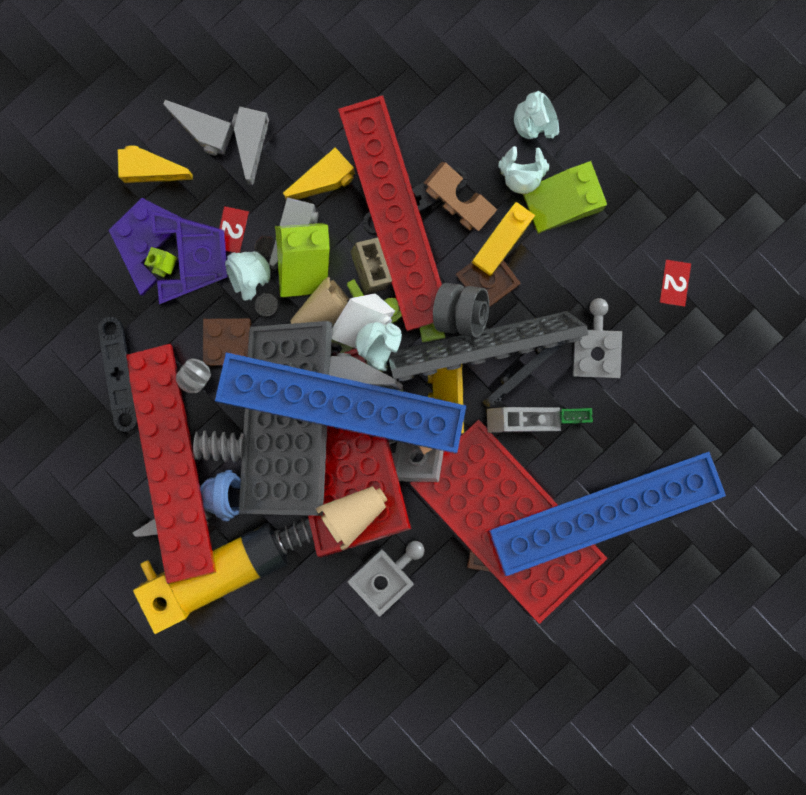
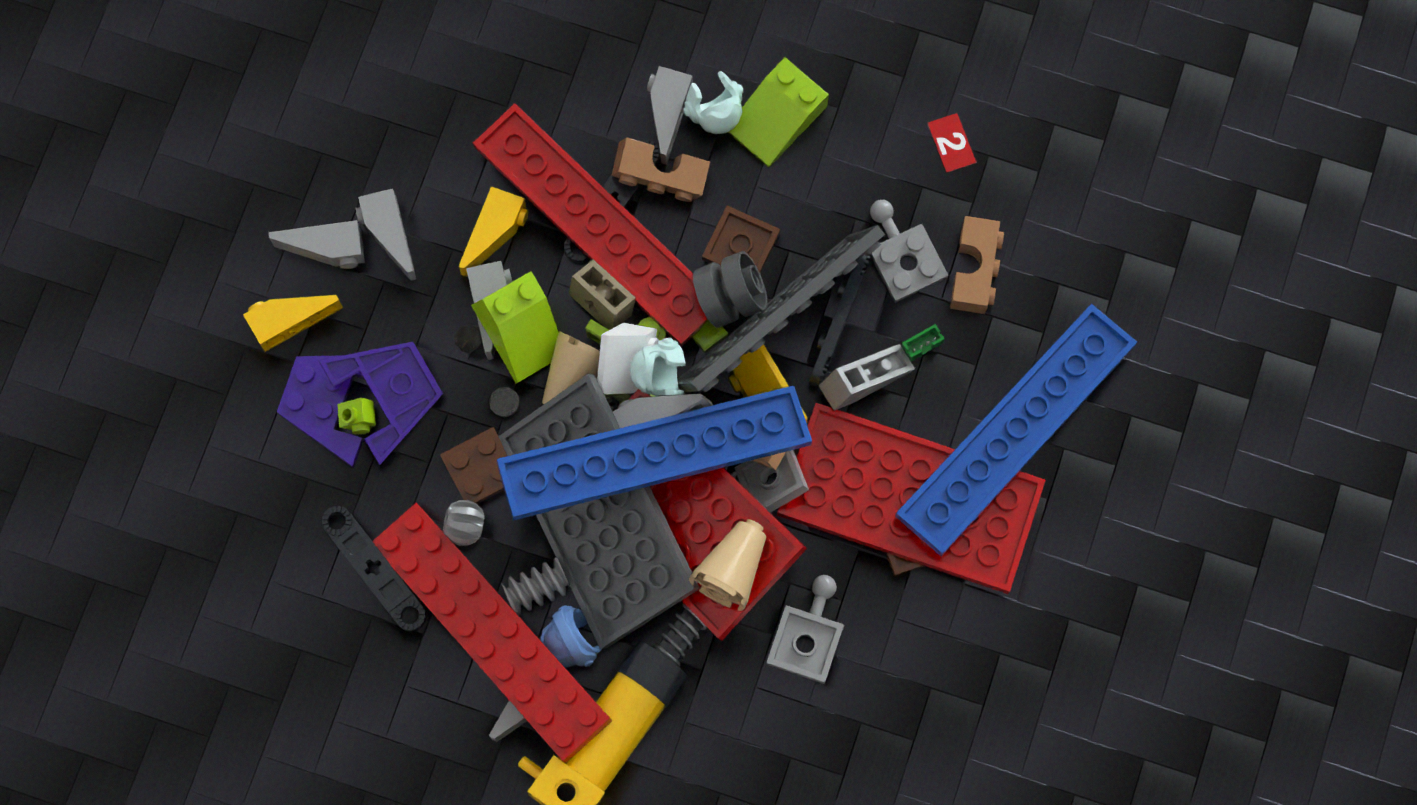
camera: 30 degrees left, 10 degrees down
(233, 224) = (418, 329): red sticker -> none
(246, 271) = (463, 375): light aqua helmet -> none
(493, 146) = (668, 93): none -> light grey slope
(503, 238) = (734, 189): yellow slope -> none
(536, 116) = (698, 41): light aqua helmet -> none
(657, 366) = (974, 290): none -> medium nougat arch

